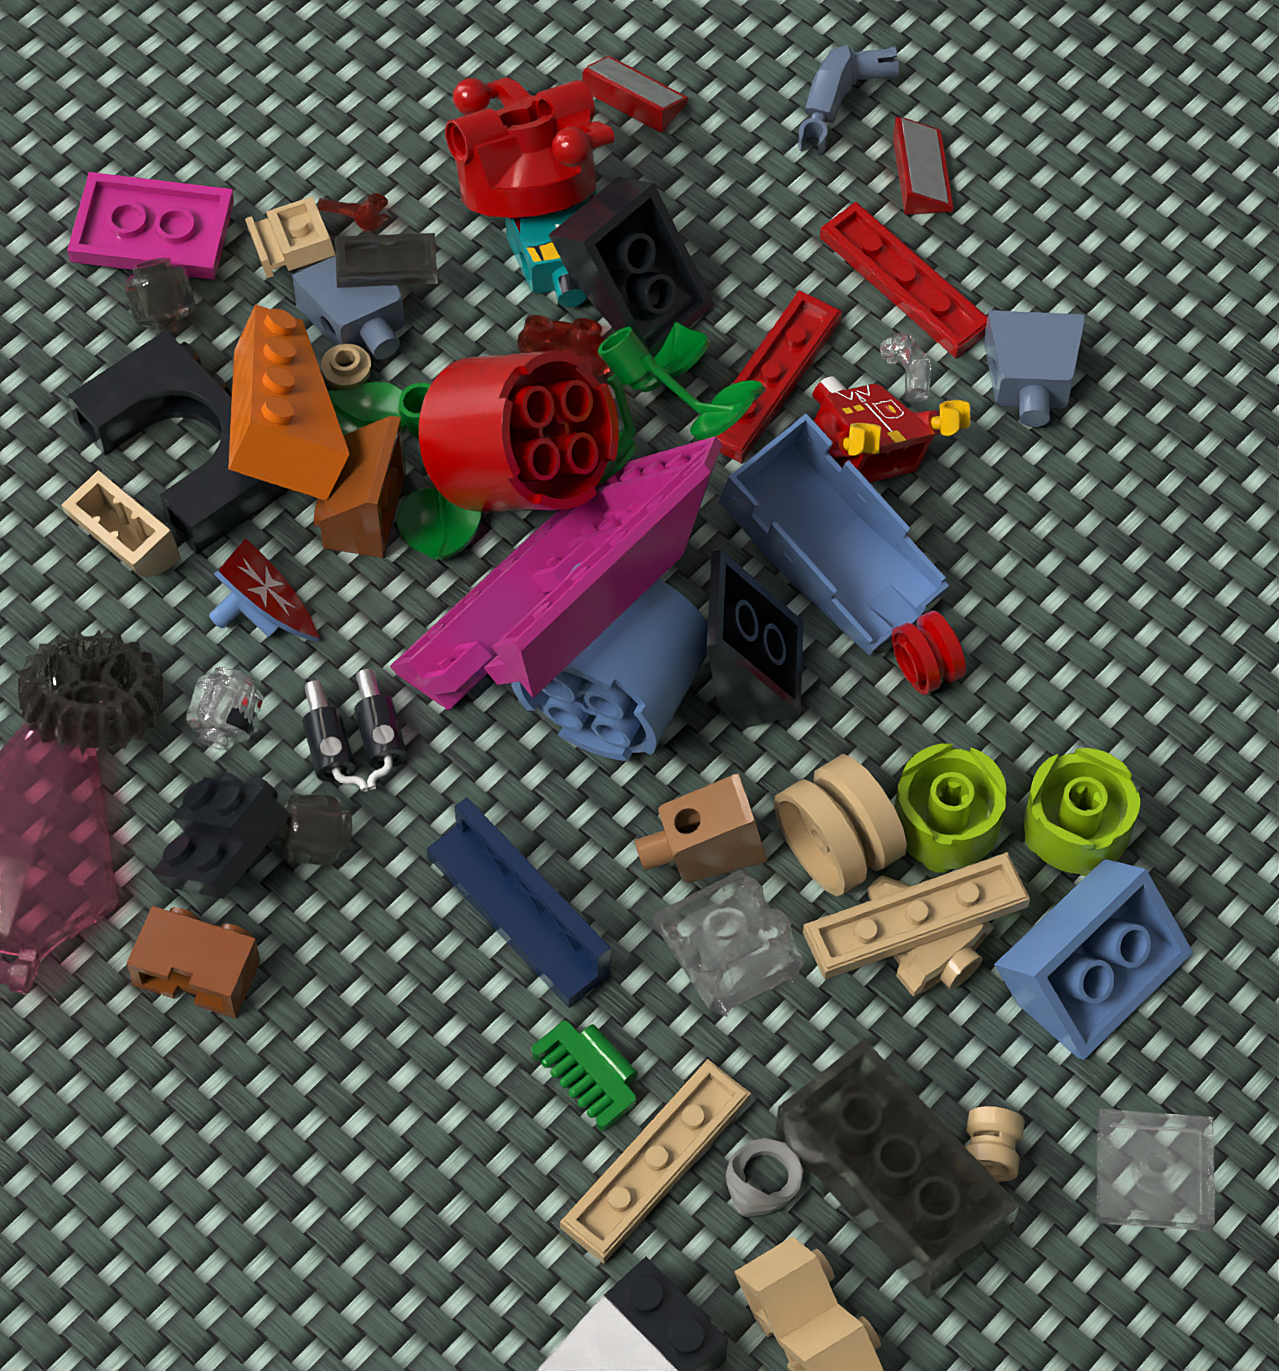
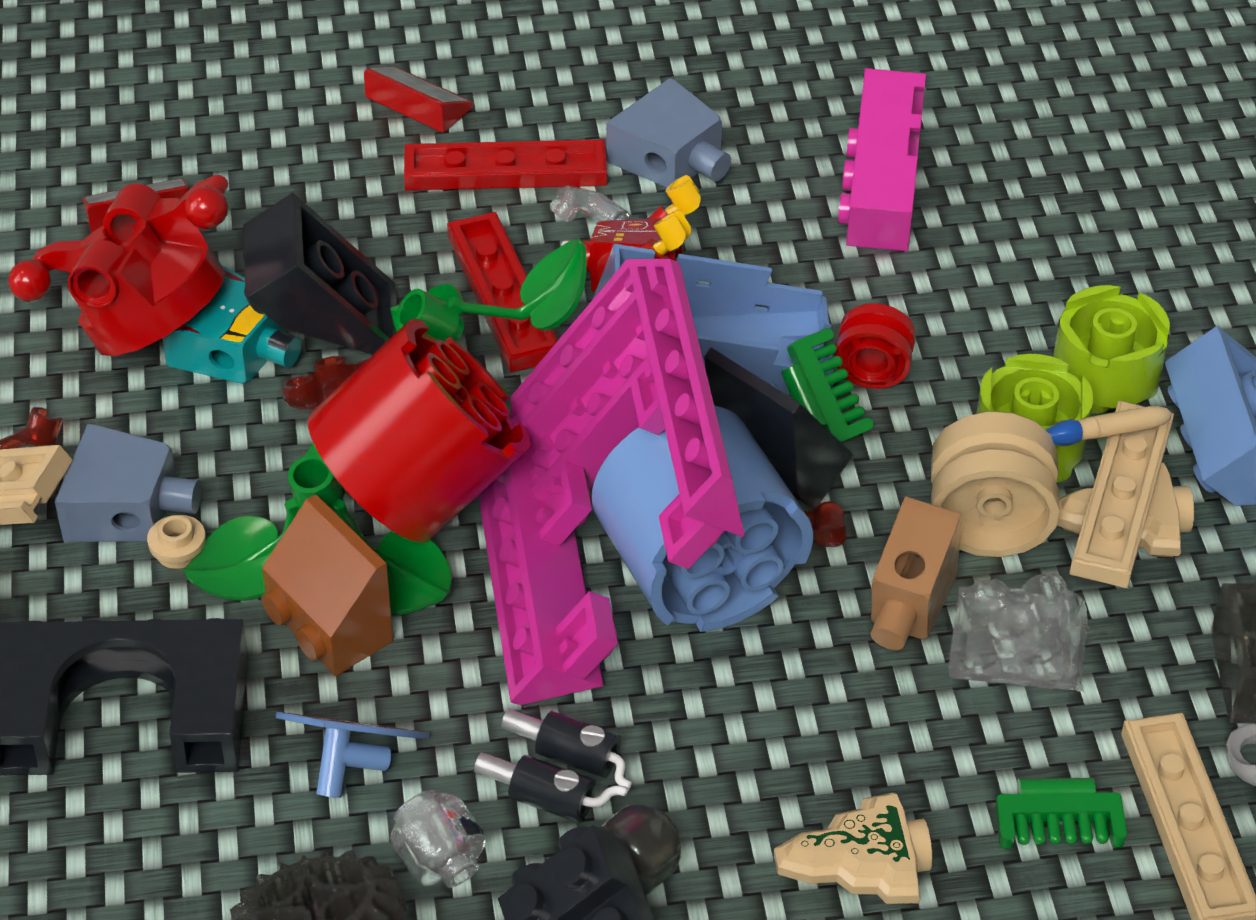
camera: 50 degrees left, 15 degrees down
(122, 526) = (160, 788): tan brick -> none
(281, 408) = (190, 581): orange wedge -> none
(385, 260) = (123, 427): clear smoke tile -> none
(438, 969) = (863, 852): none -> tan rock
(521, 905) = (852, 756): dark blue fence -> none
(729, 744) = (828, 524): none -> clear red hand
(835, 79) = (284, 87): sand blue arm -> none
(836, 647) = (813, 390): none -> green piece
(959, 860) = (1072, 431): none -> tan piece
(1141, 523) = (884, 162): none -> dark pink wedge

